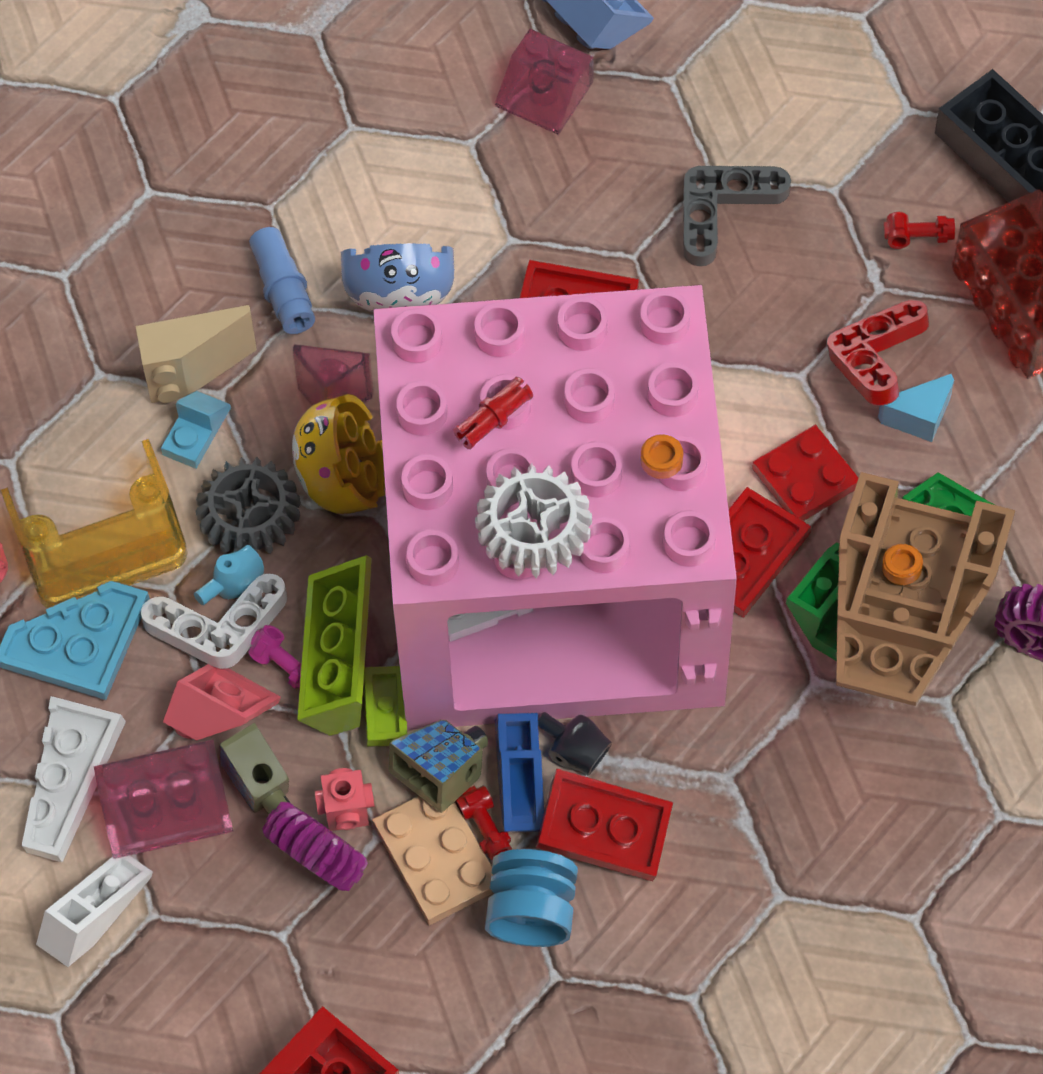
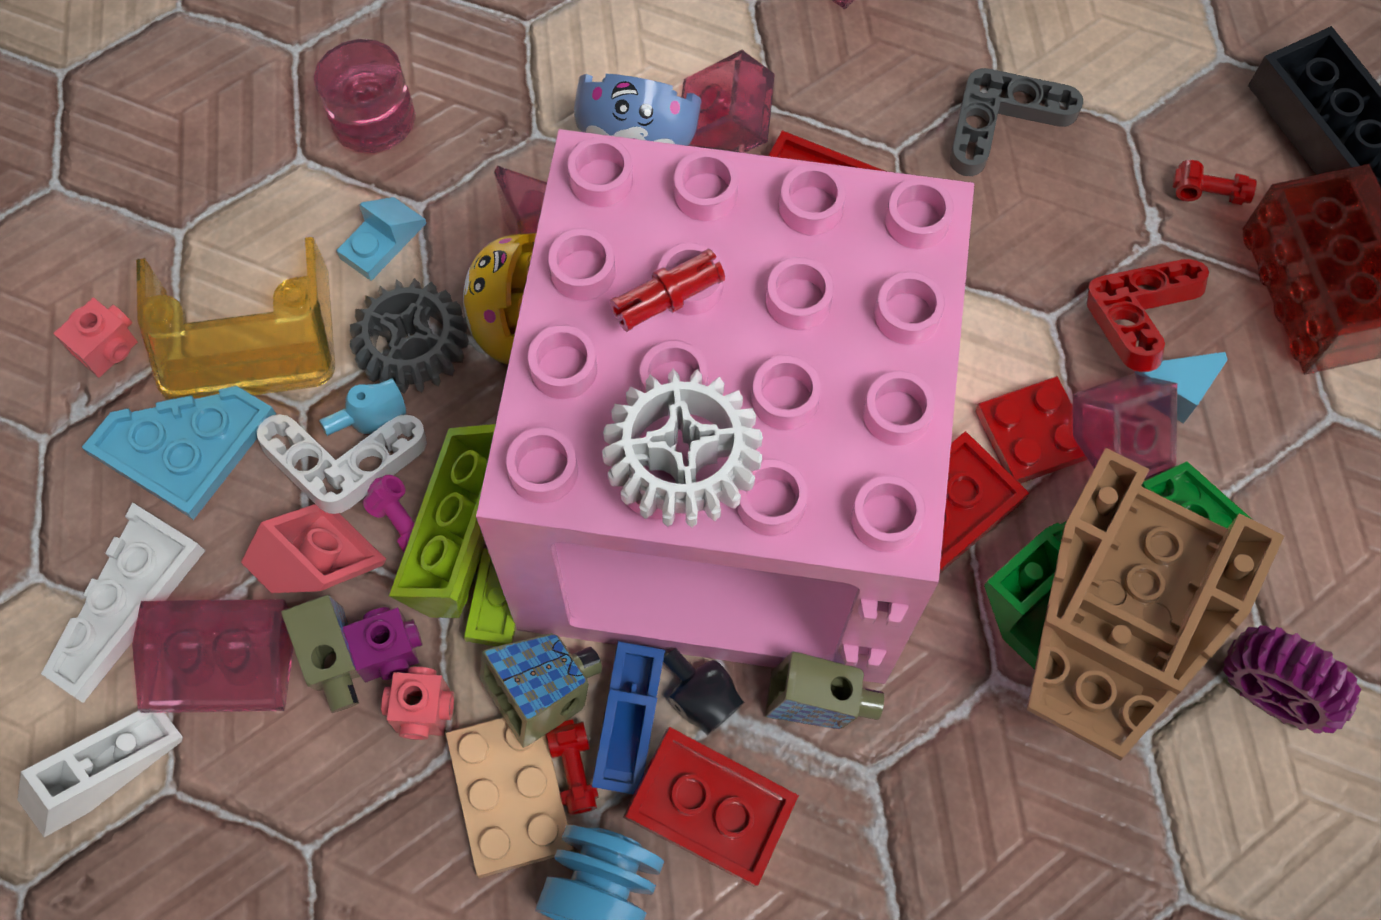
camera: 10 degrees right, 5 degrees up
(146, 293) = (365, 95): none -> clear pink wheel
(193, 350) = (394, 152): tan slope -> none
(282, 281) = (514, 100): medium blue piece -> none
(304, 758) = (383, 643): none -> magenta brick
(314, 846) = (360, 760): magenta gear -> none
(481, 243) = (734, 103): none -> clear pink slope
(661, 456) = (875, 395): orange tile -> none
(671, 719) = (820, 693): none -> olive torso
(882, 445) = (1131, 418): none -> clear pink slope
(902, 564) = (1133, 569): orange tile -> none

